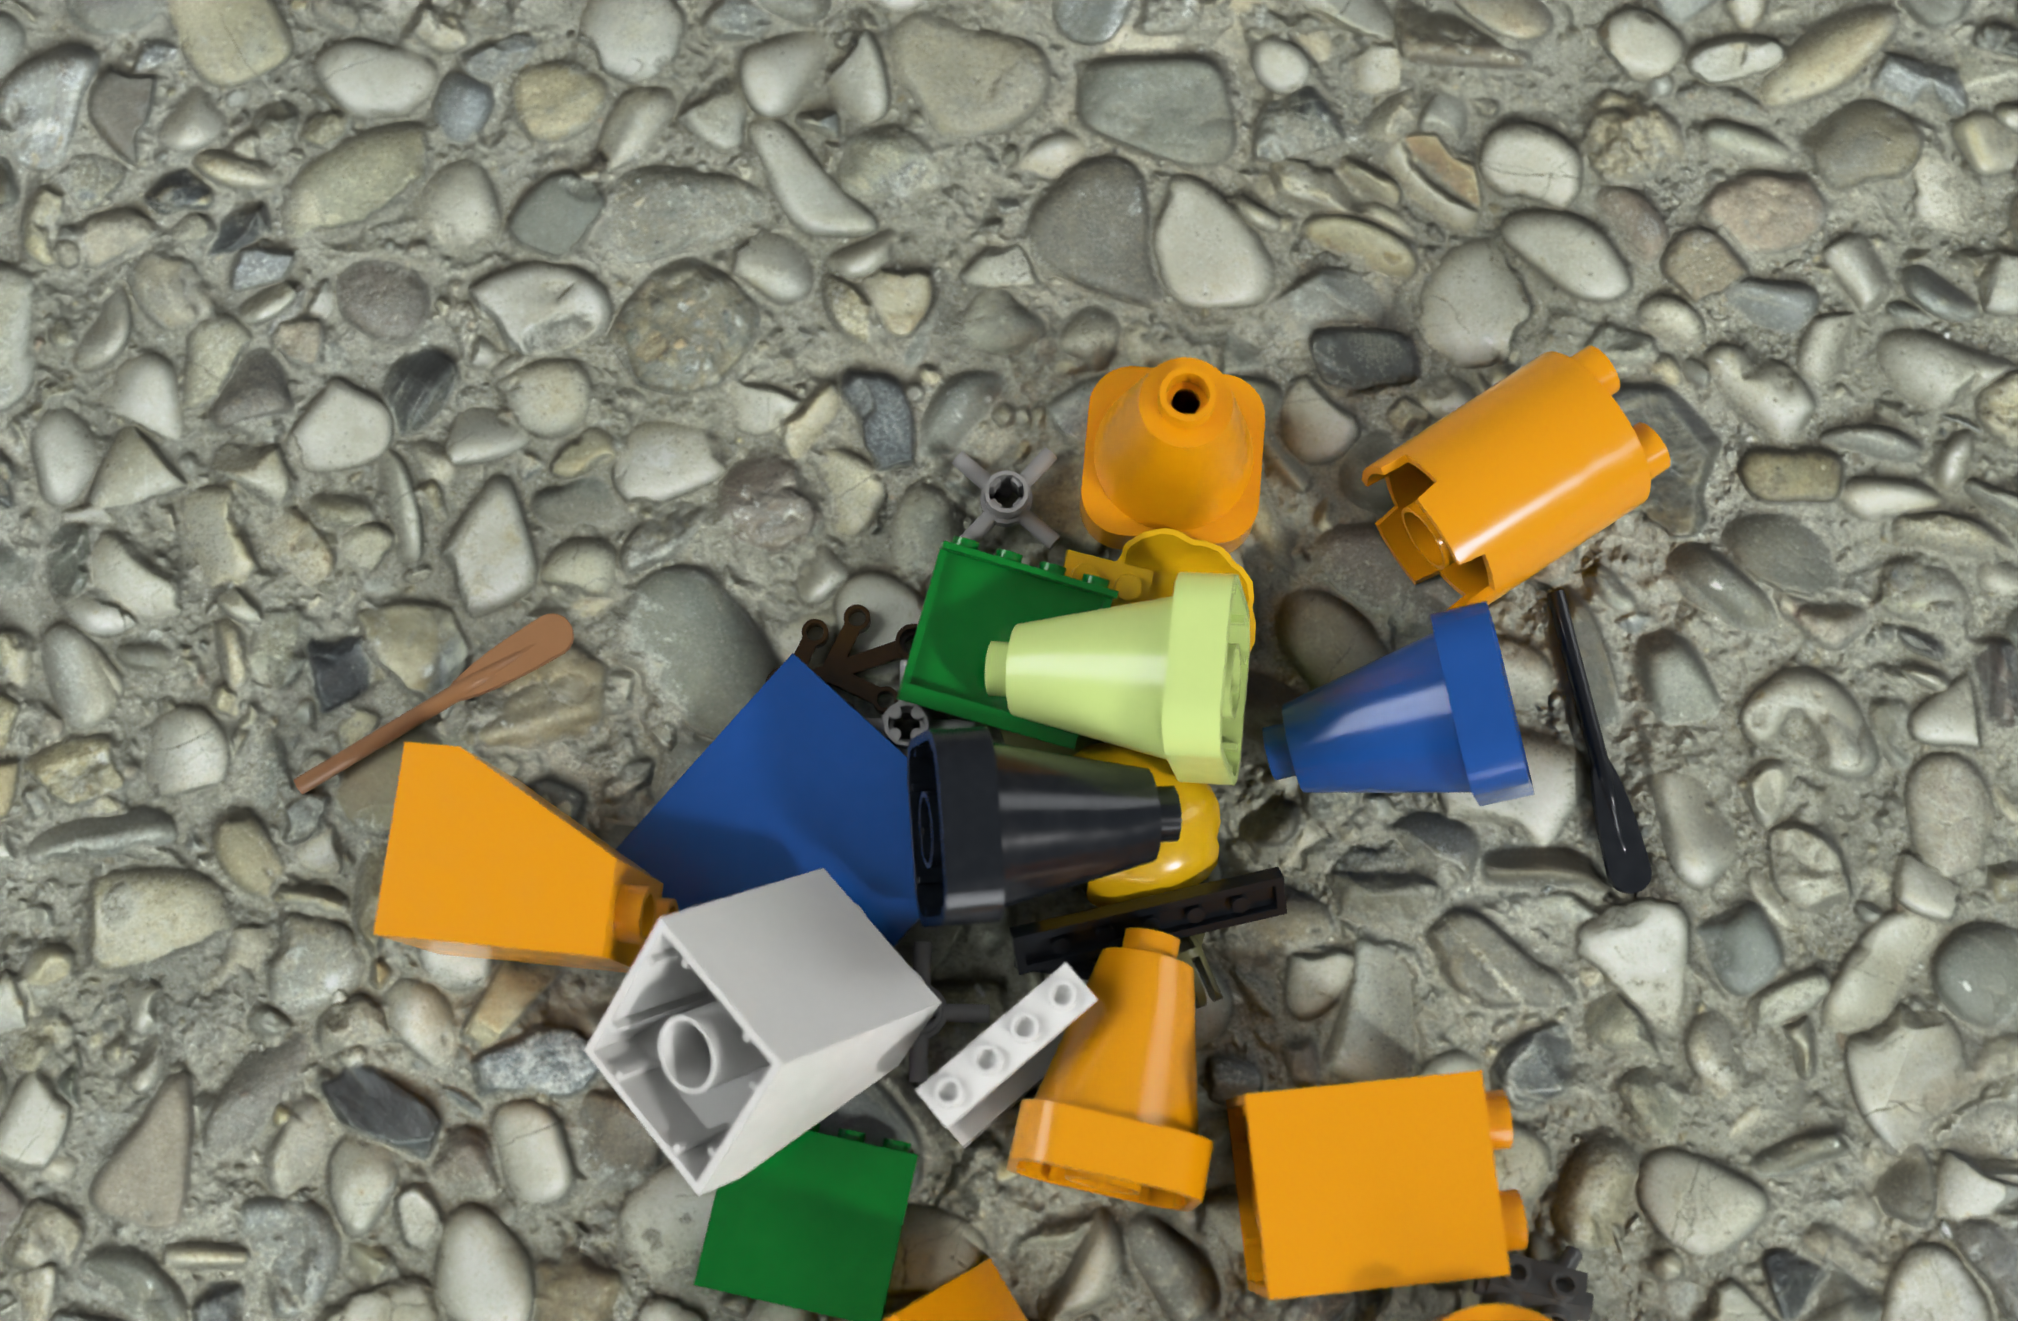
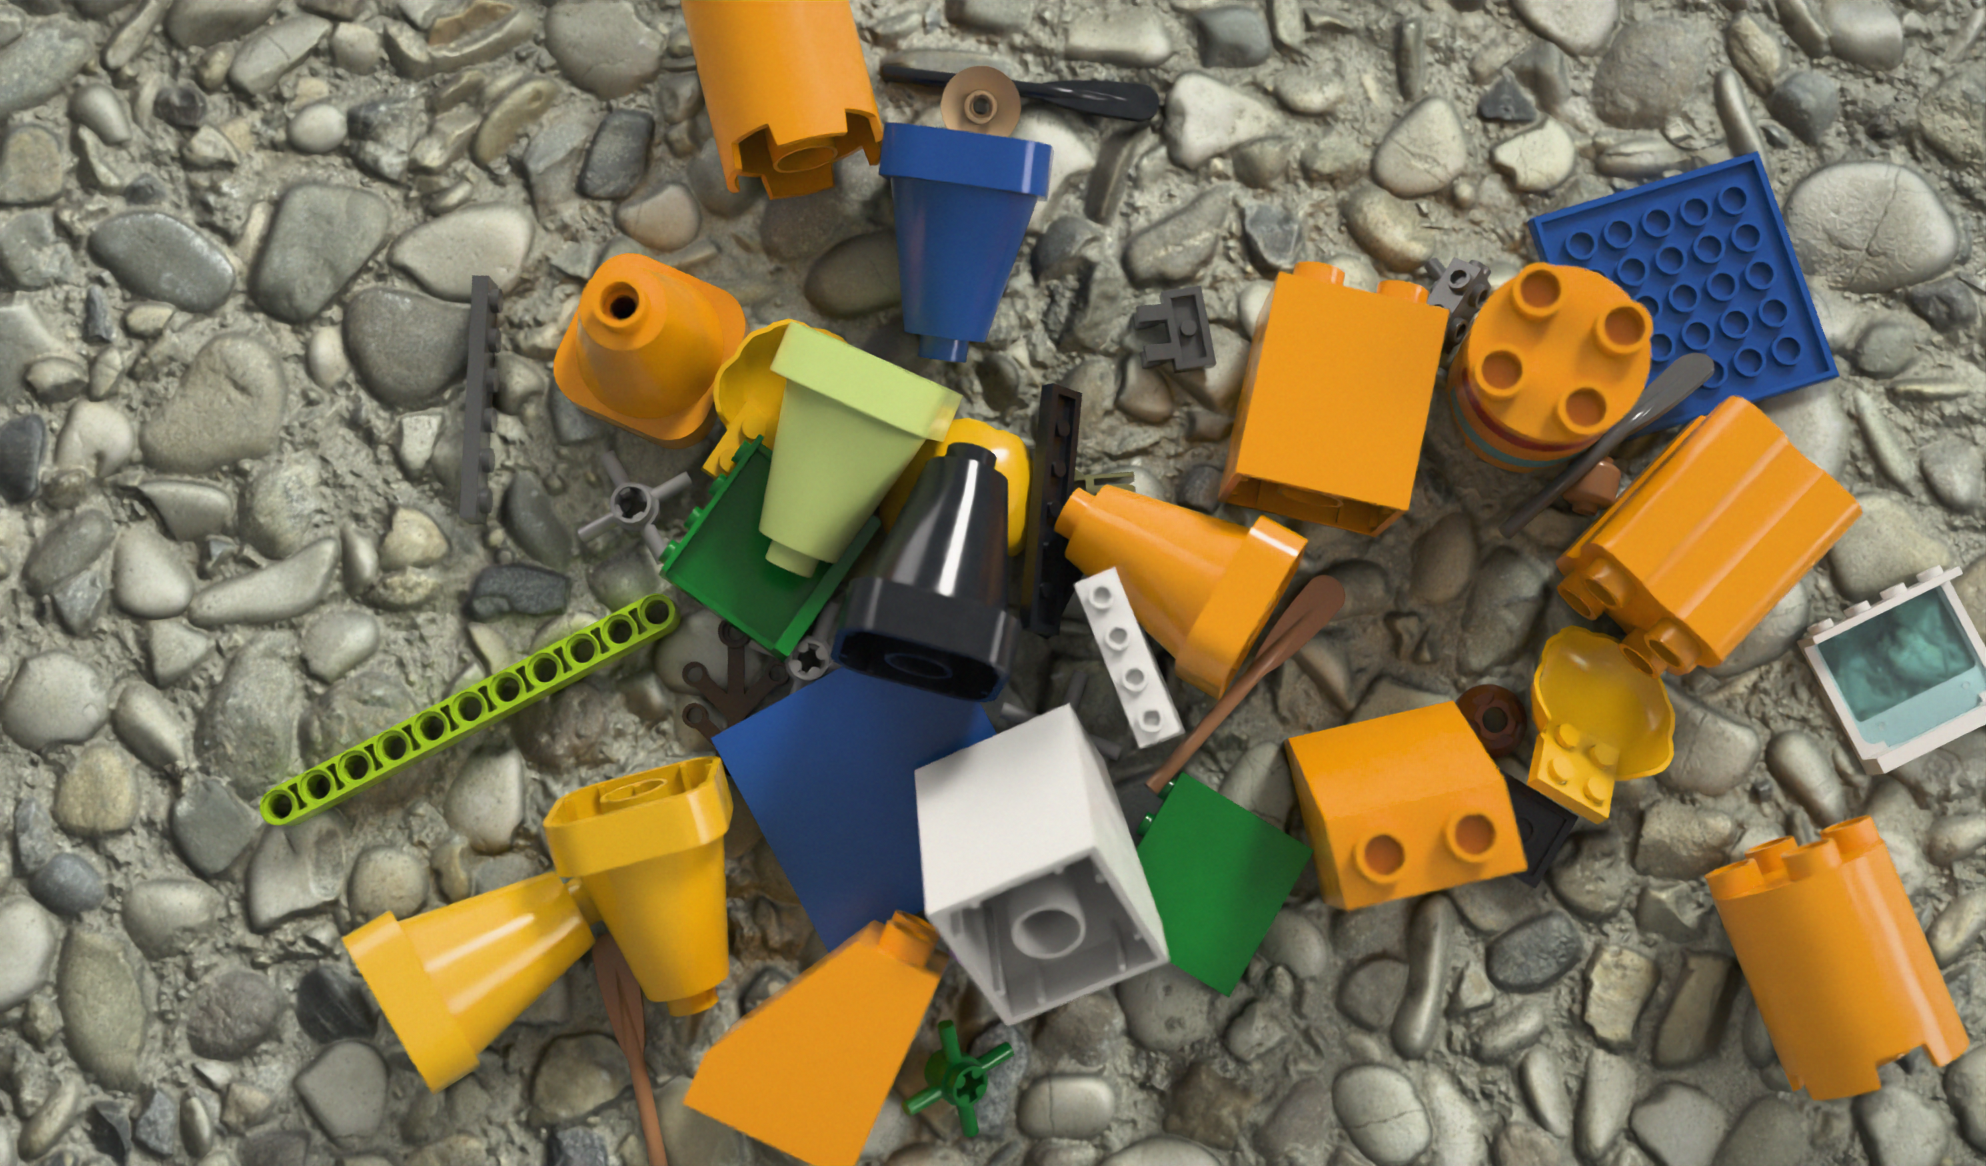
camera: 70 degrees left, 5 degrees up
(486, 497) = (472, 967): none -> yellow cone
(525, 1023) = (956, 1078): none -> green bar
(639, 643) = (655, 872): none -> yellow cone
(740, 396) = (451, 711): none -> lime beam
(1076, 308) = (480, 417): none -> dark grey plate
(1116, 1230) = (1295, 627): none -> medium nougat piece
(1399, 1003) = (1186, 330): none -> dark grey plate
(1537, 691) = (977, 83): none -> tan dish

